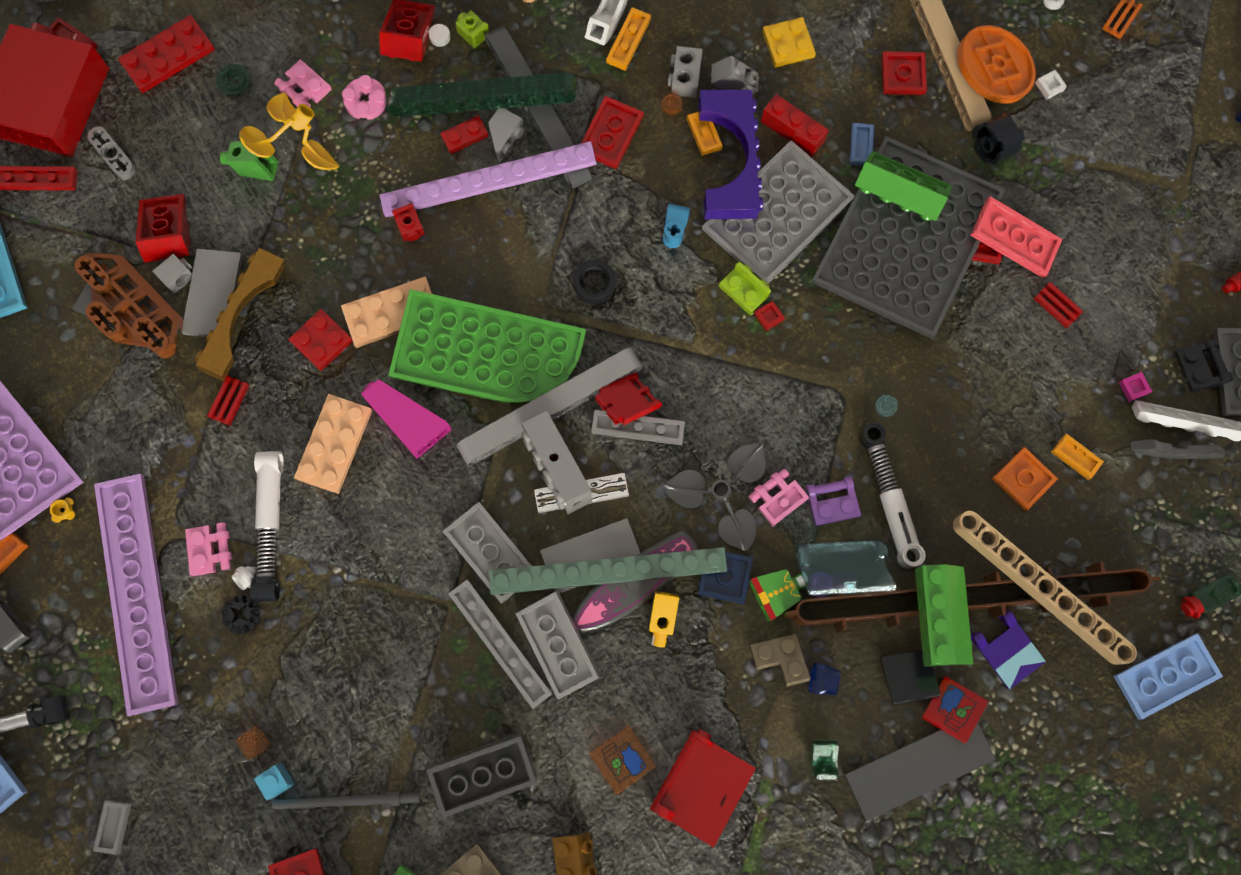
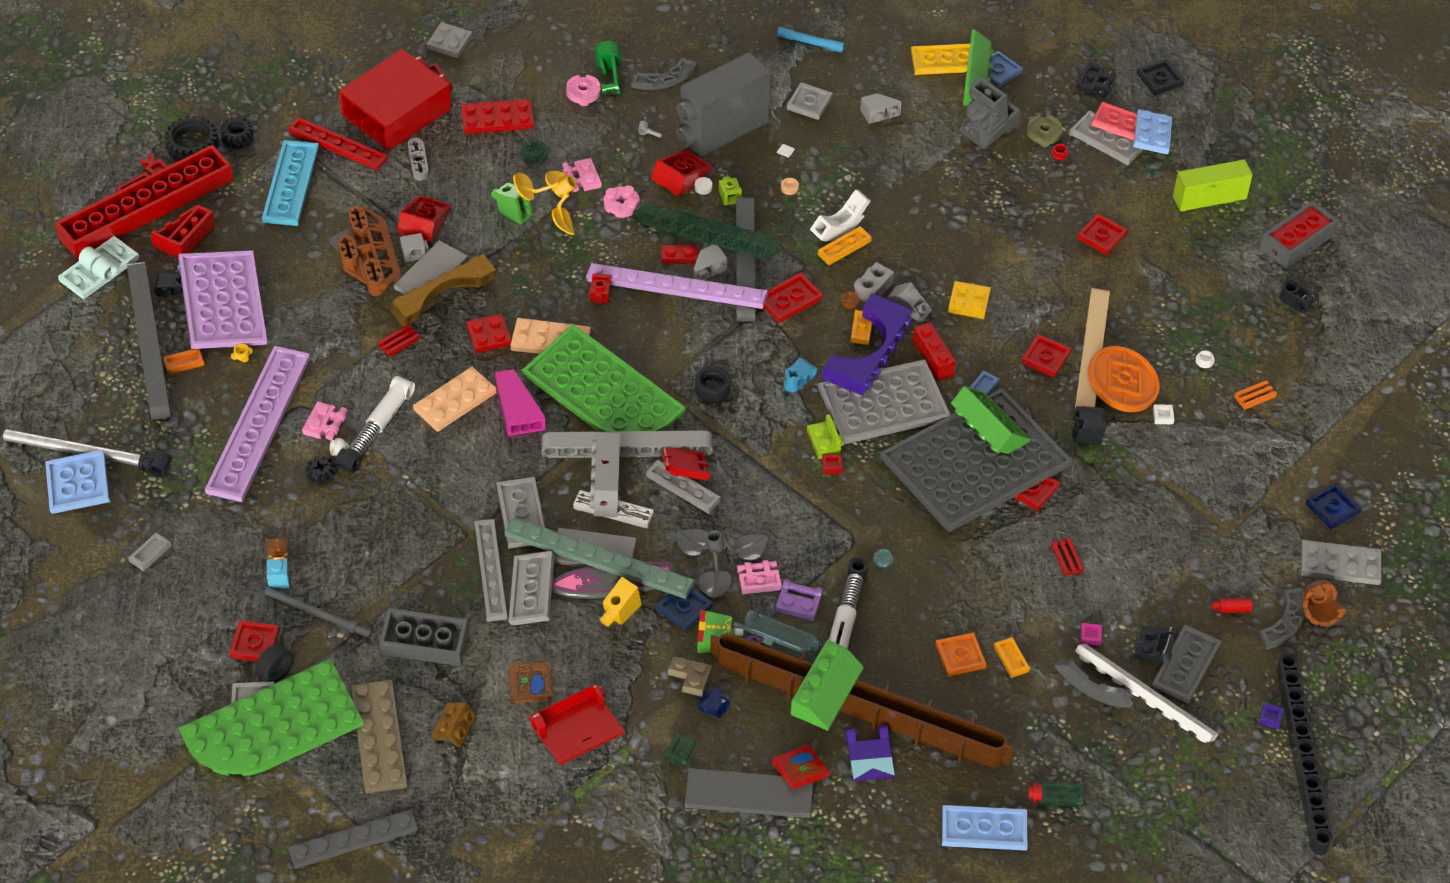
camera: 30 degrees right, 25 degrees down
(909, 678) = (780, 731): black tile -> none
(1016, 237) = (1061, 495): coral tile -> none
(1054, 591) = (917, 711): tan beam -> none

